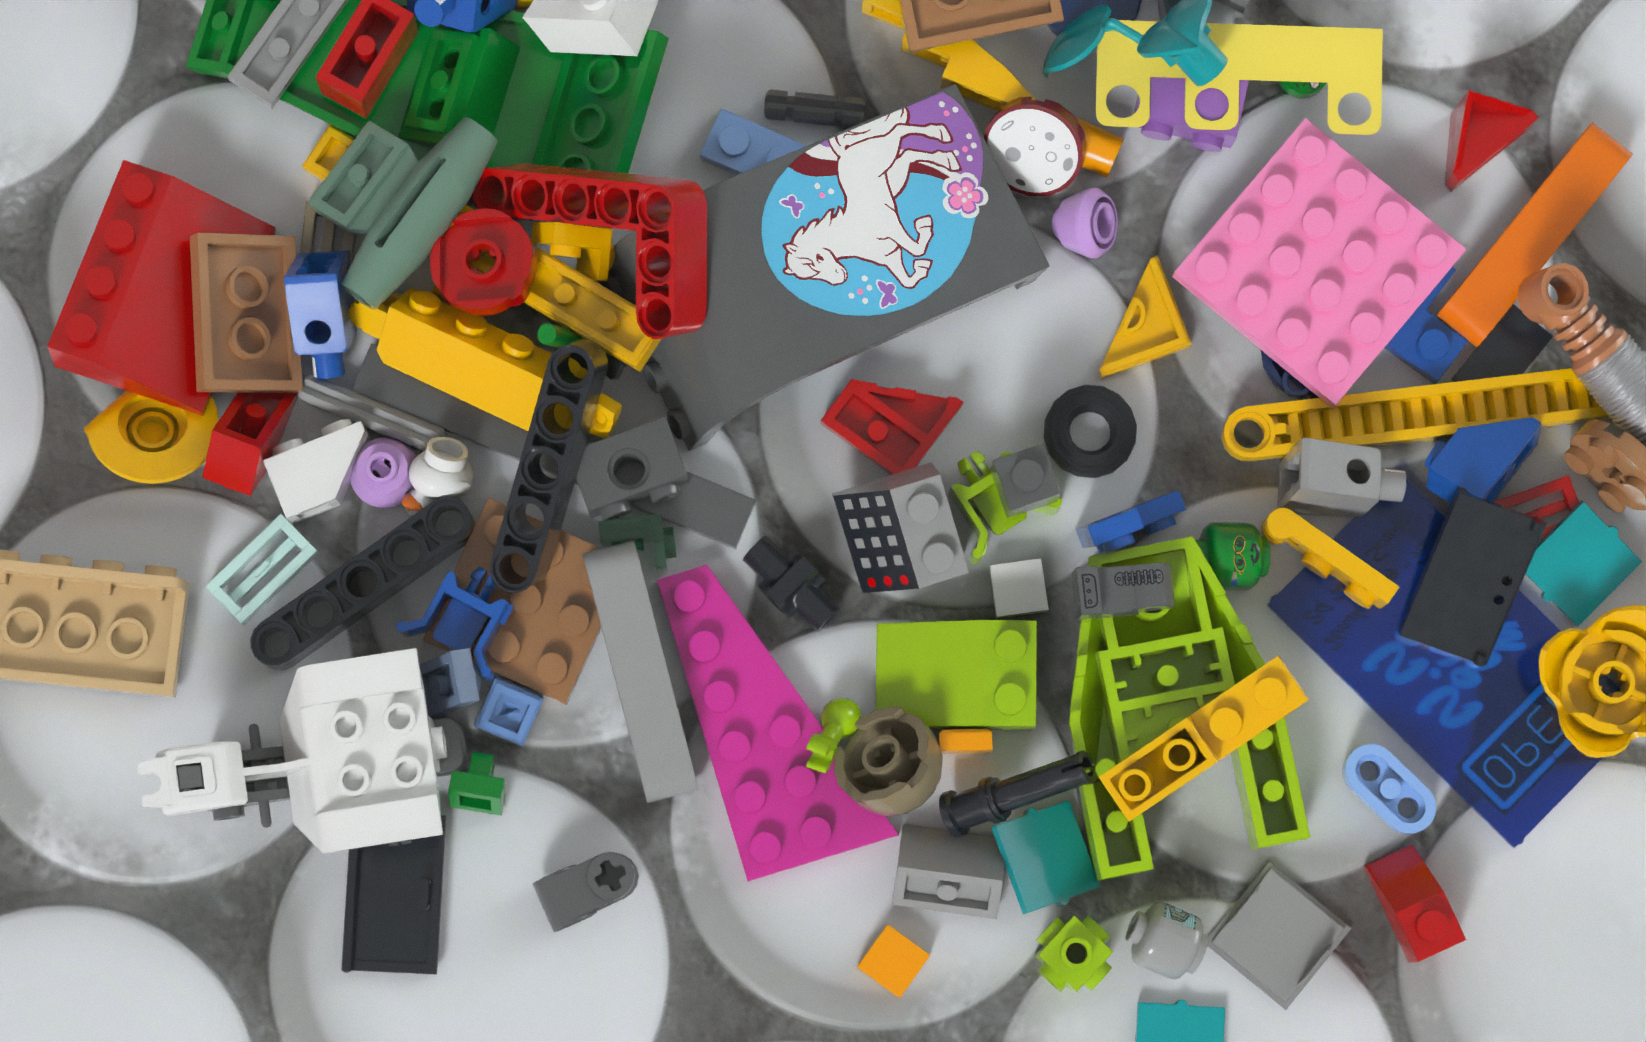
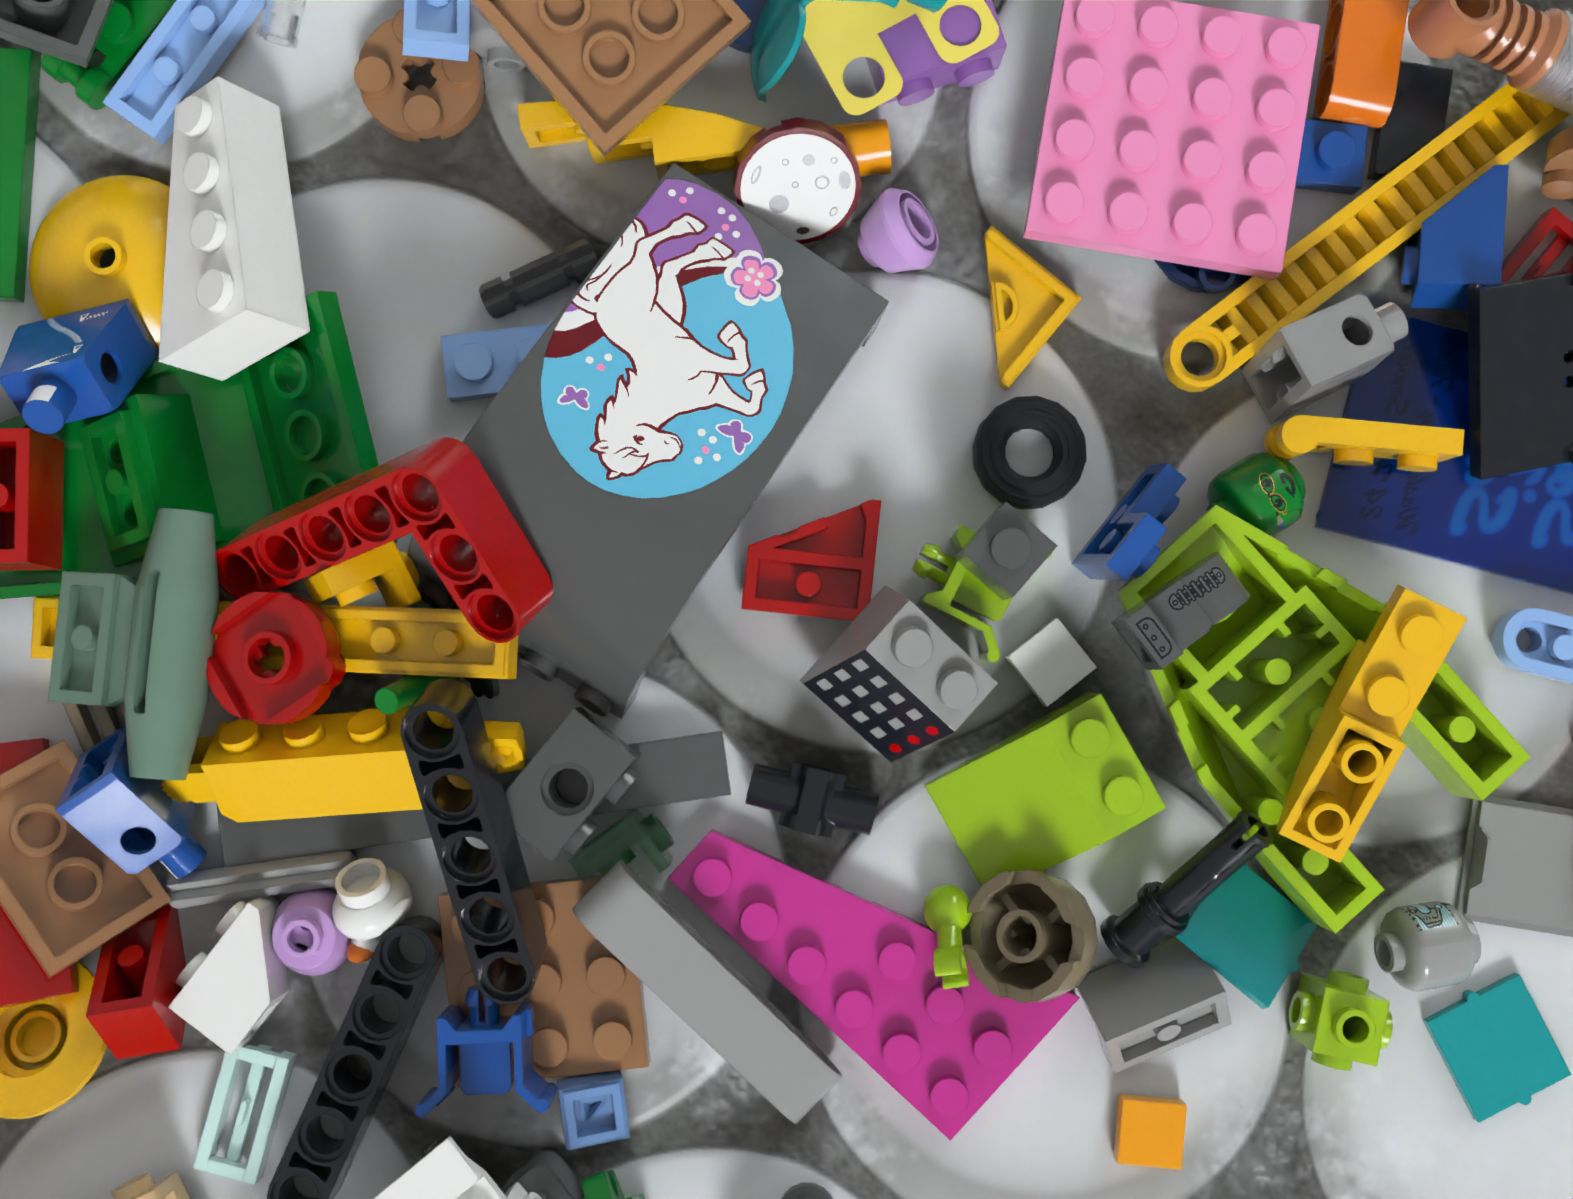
camera: 30 degrees left, 5 degrees up
(450, 682) = (511, 1131): sand blue plate -> none
(965, 741) = (1094, 863): light orange tile -> none

